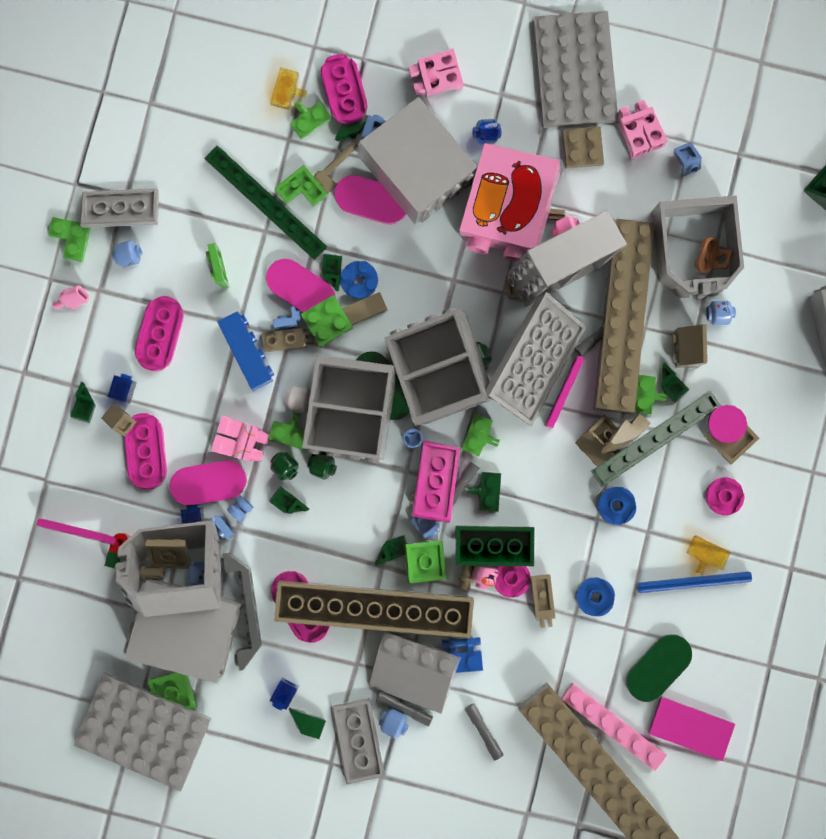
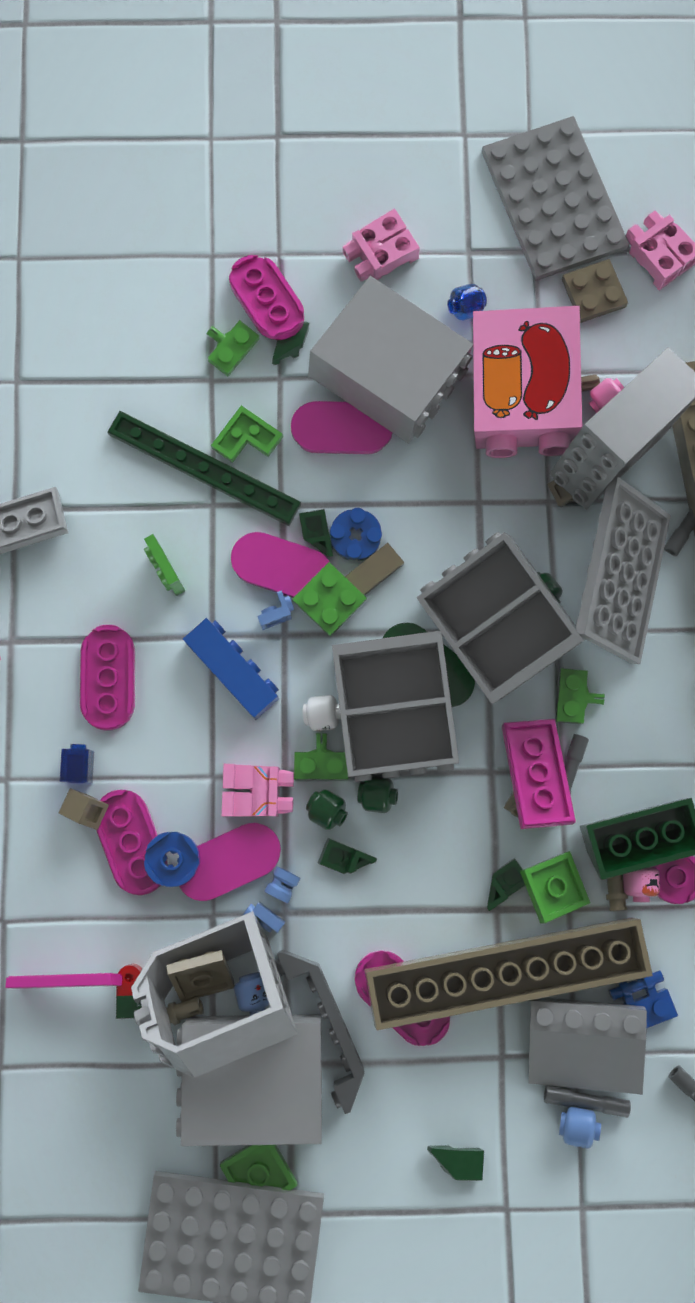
camera: 15 degrees left, 5 degrees down
(84, 405) = (30, 802): dark green slope -> none
(127, 254) = (37, 582): medium blue head -> none
(159, 466) = (169, 874): none -> blue plate
(192, 514) = (219, 911): clear blue brick -> none
(283, 694) = (415, 1129): clear blue brick -> none
(286, 89) = (191, 316): clear yellow plate -> none
(286, 339) = (281, 639): dark tan hinge -> none
(322, 176) = (270, 413): dark tan piece -> none
(358, 741) = (537, 1166): light grey tile -> none
(371, 123) = (316, 329): medium blue bracket -> none
(413, 438) = (492, 721): medium blue wheel -> none
(426, 527) = (541, 839): medium blue bracket -> none
(488, 491) = (609, 767): dark green plate -> none
(564, 392) = (670, 608): dark pink tile -> none

